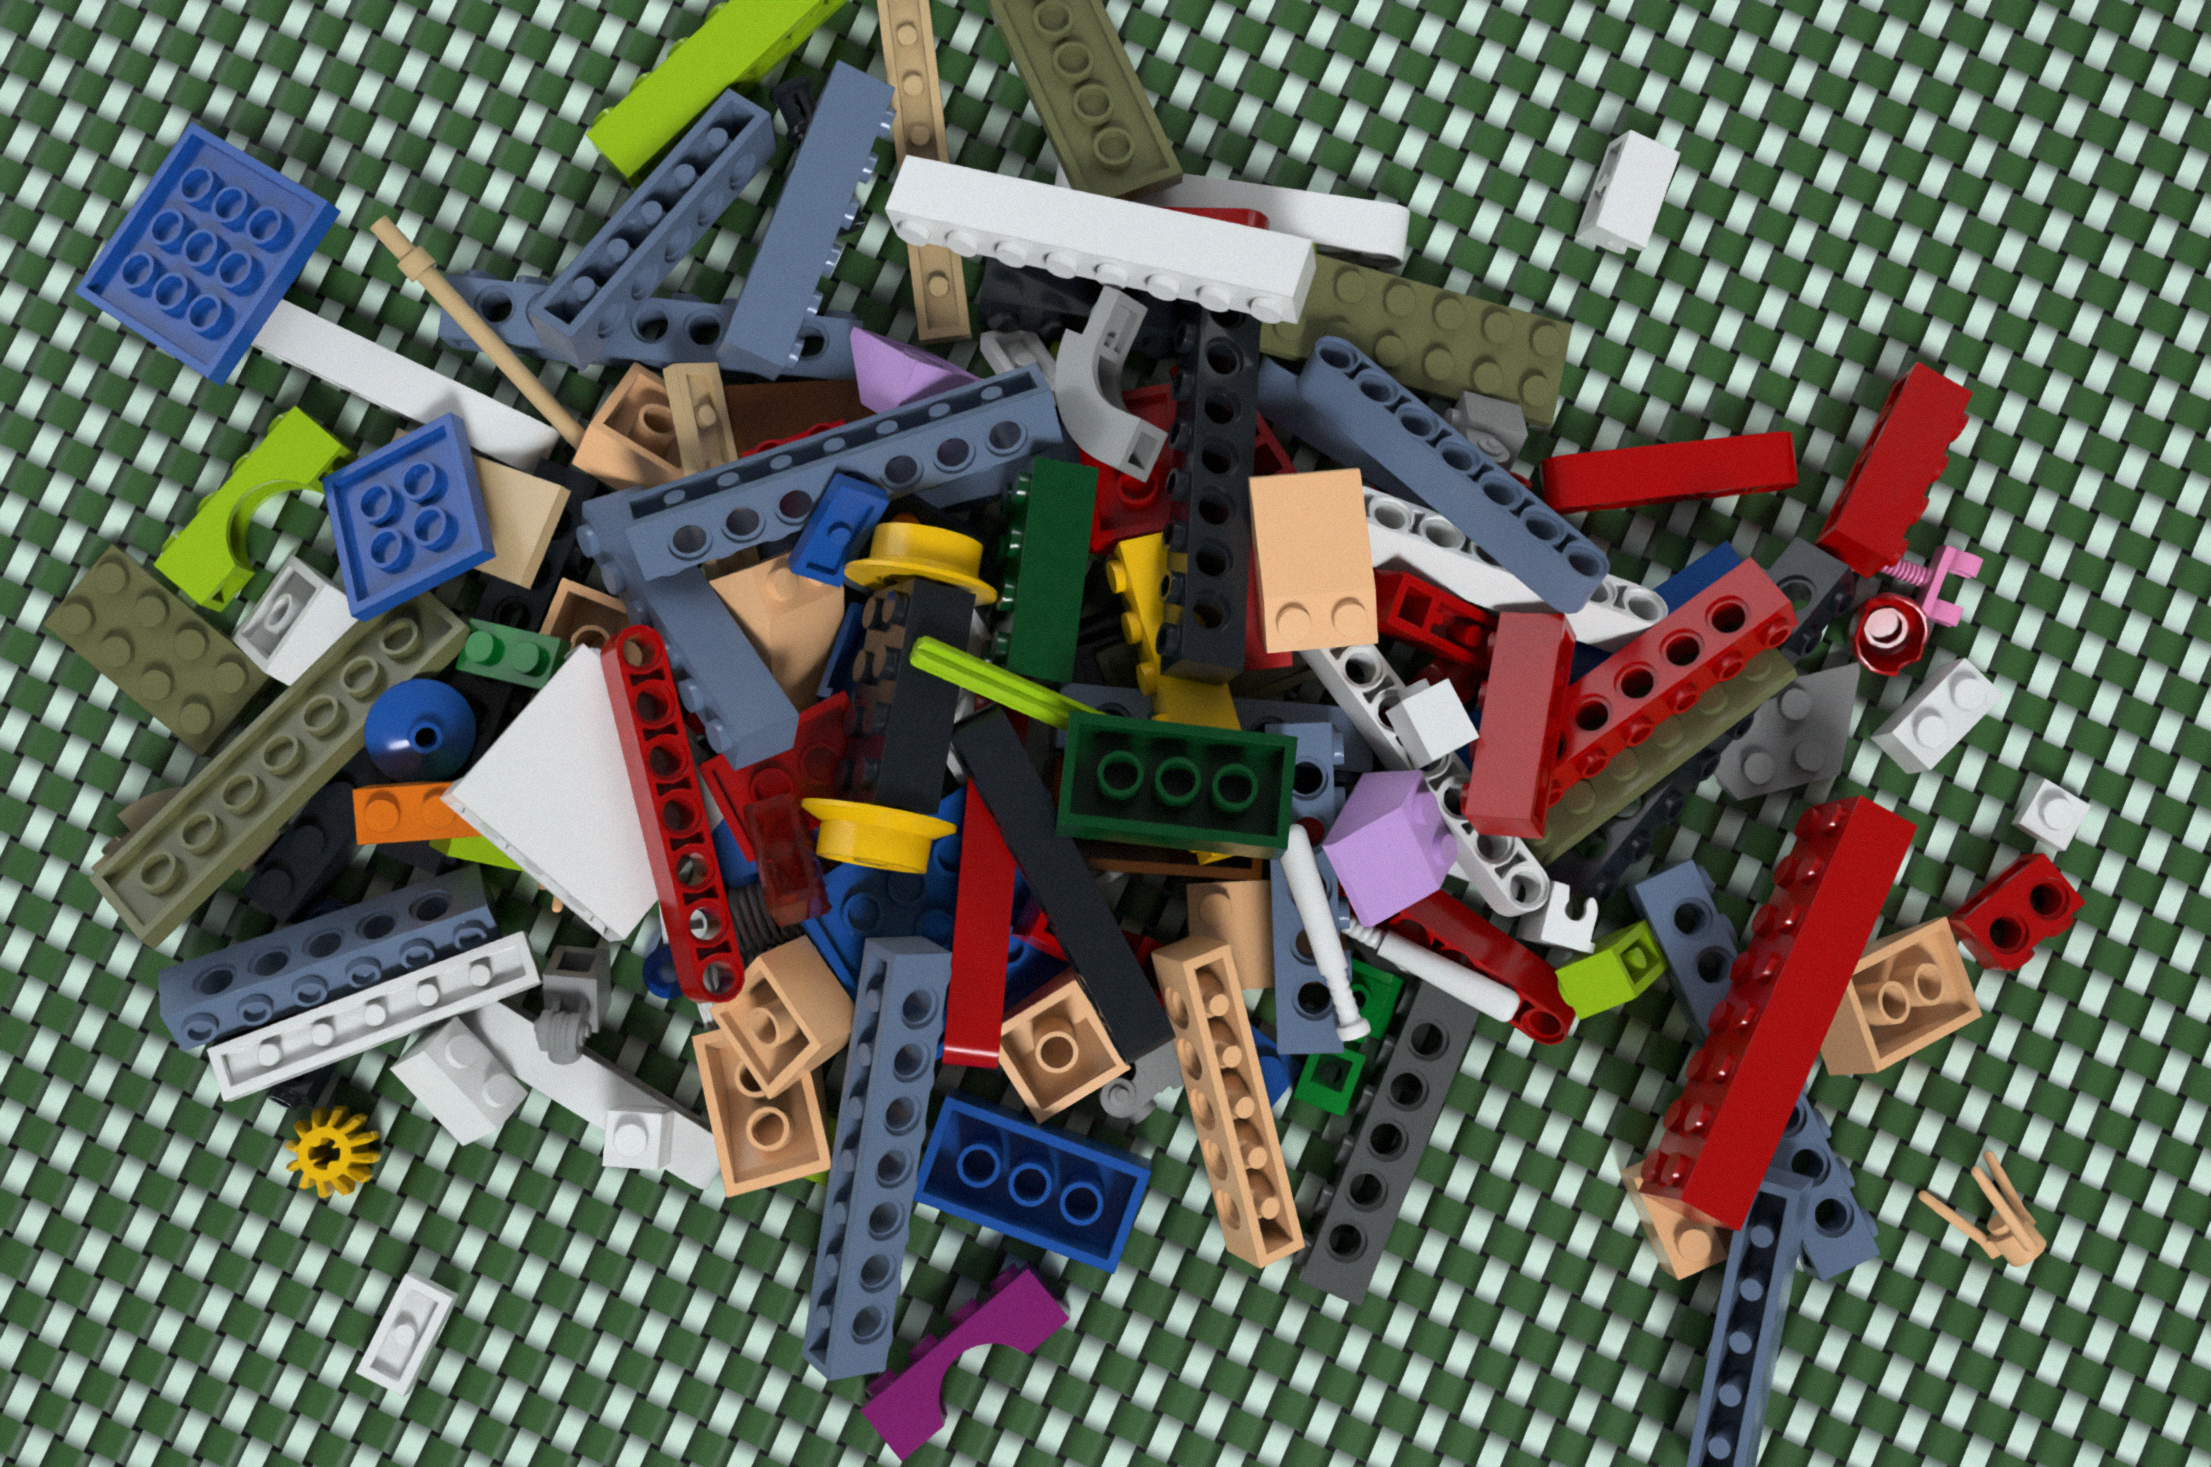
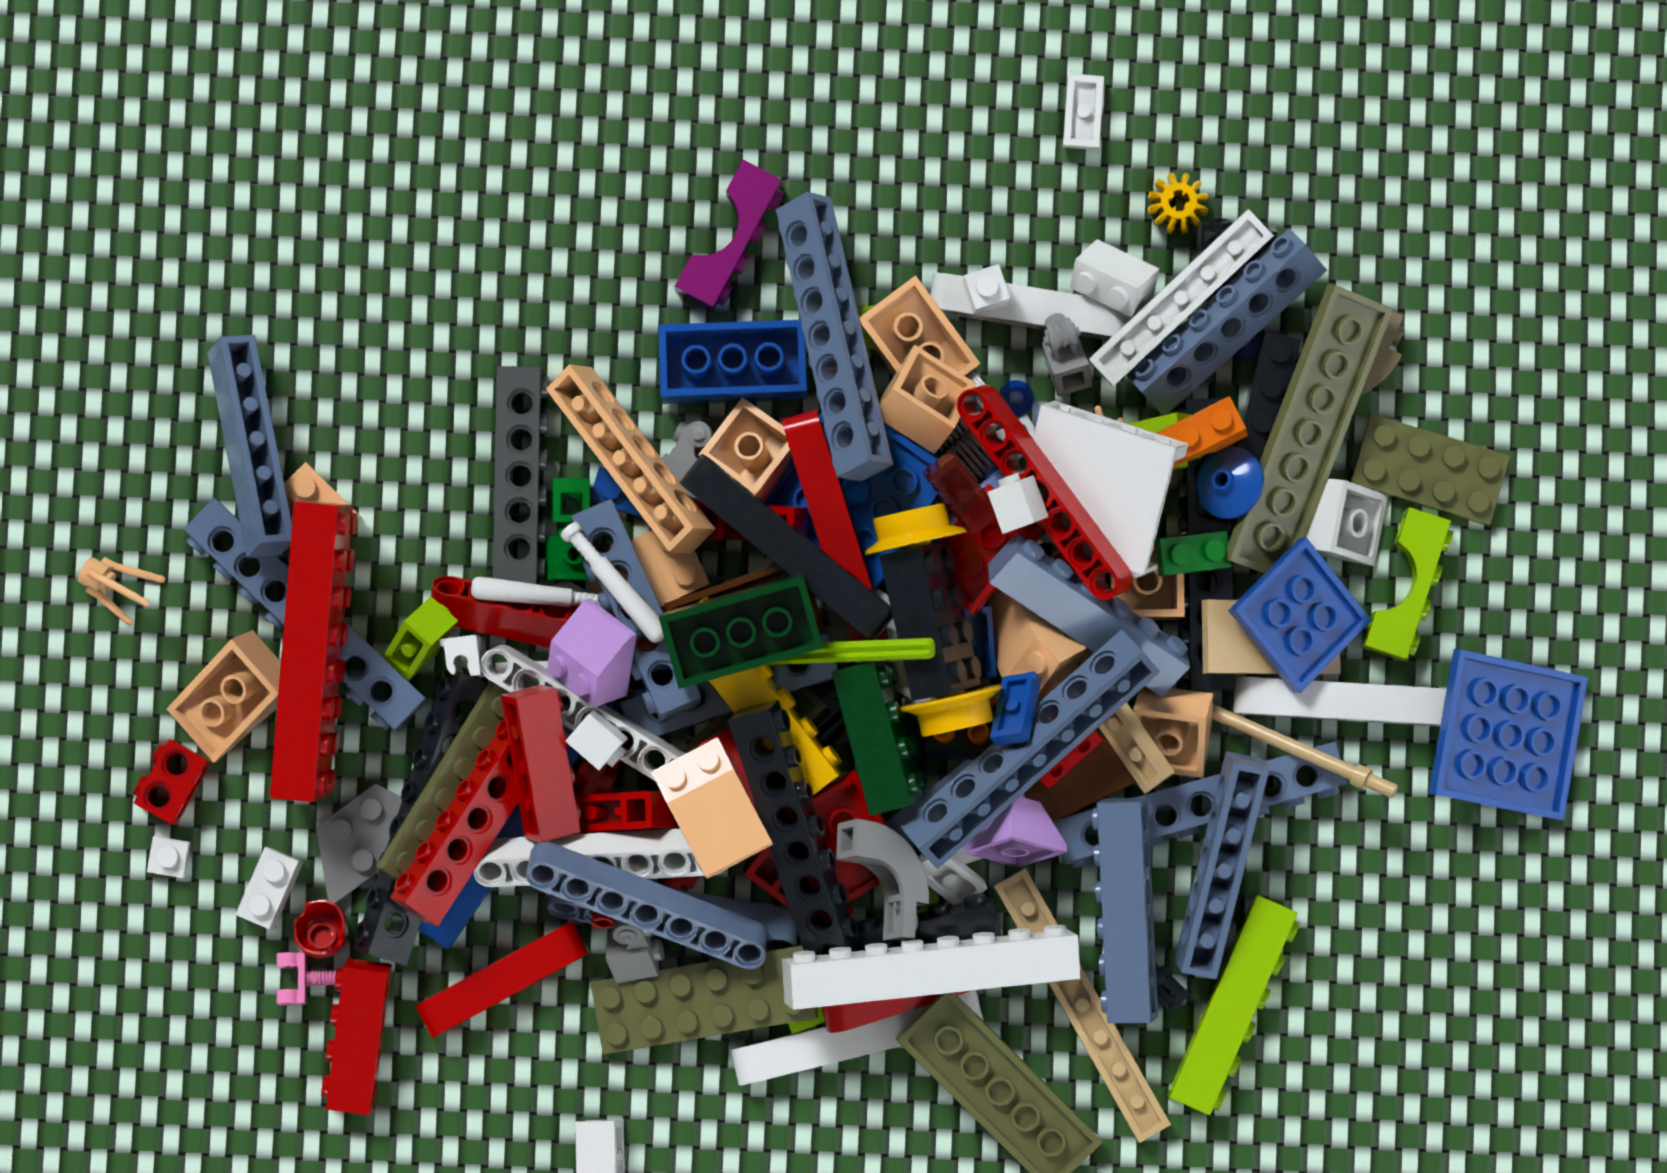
camera: 155 degrees right, 0 degrees up
(712, 810) = (1017, 502): none -> white brick

